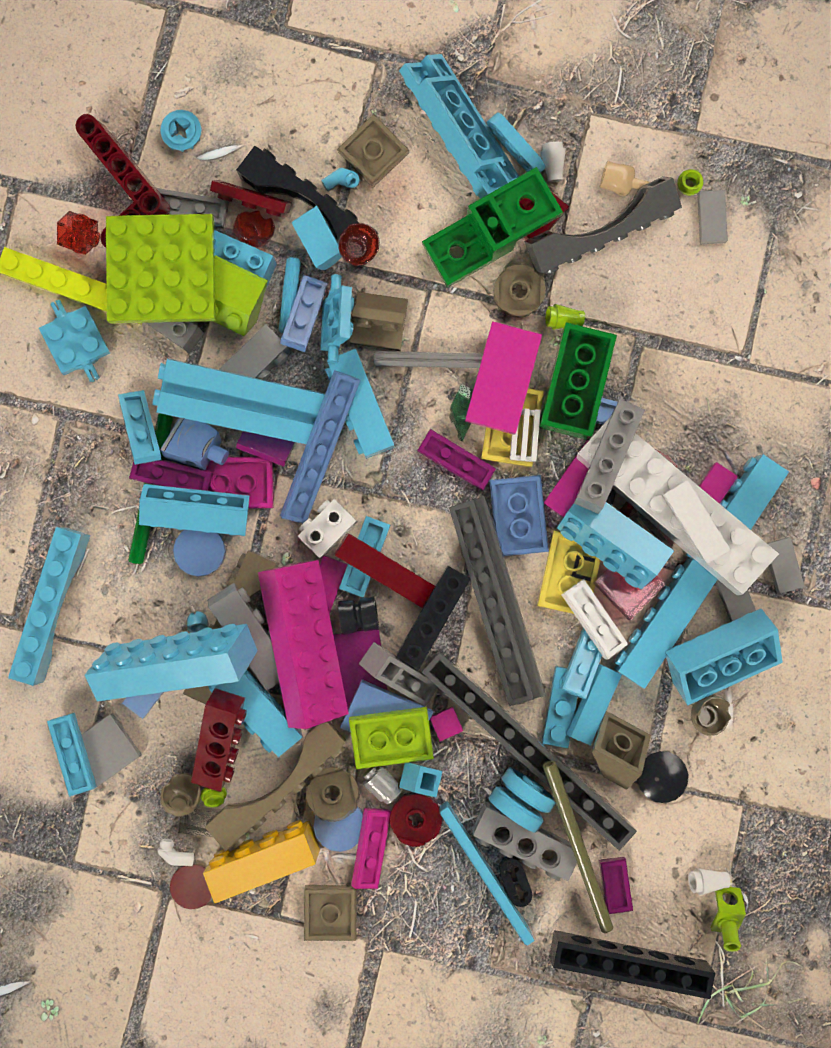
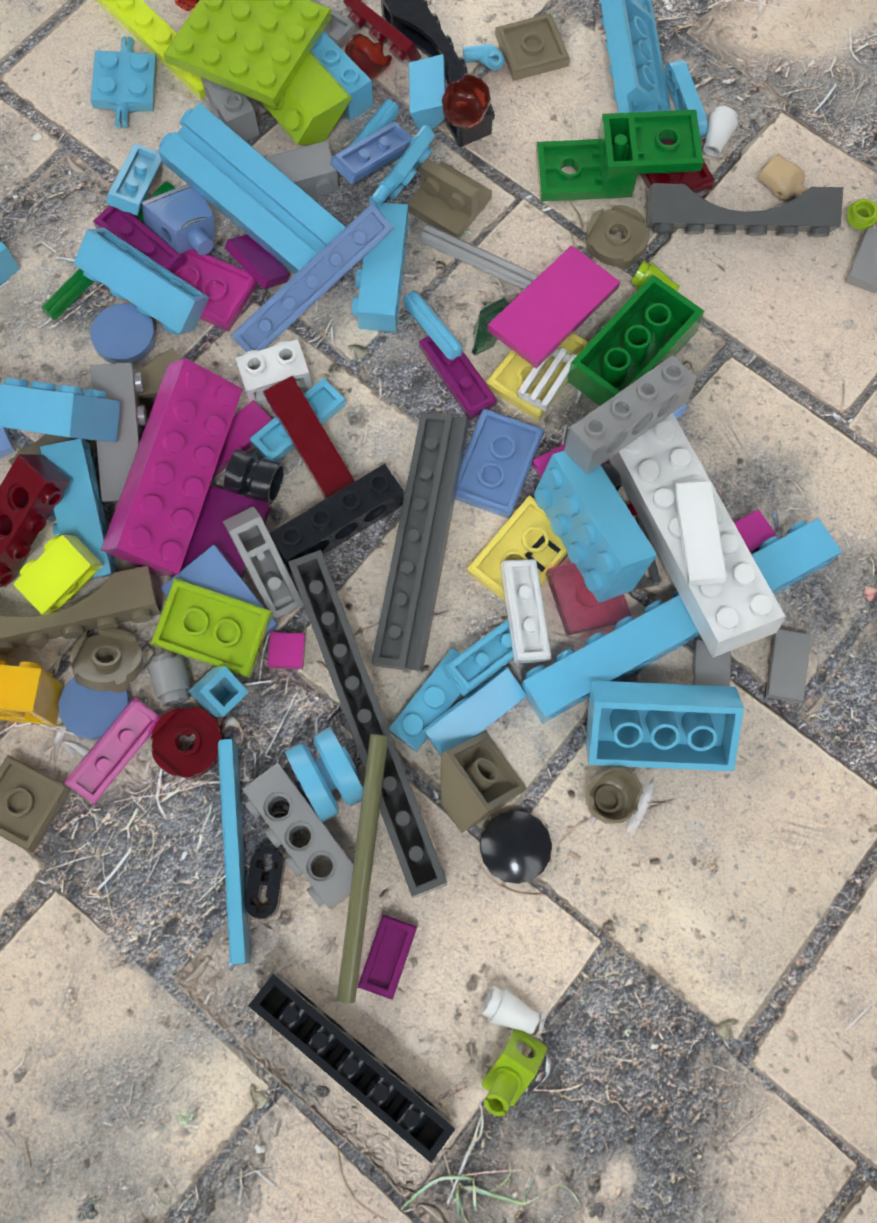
camera: 25 degrees right, 15 degrees down
(271, 760) = (57, 573): none -> neon yellow brick
(422, 435) = (433, 325): none -> medium azure axle

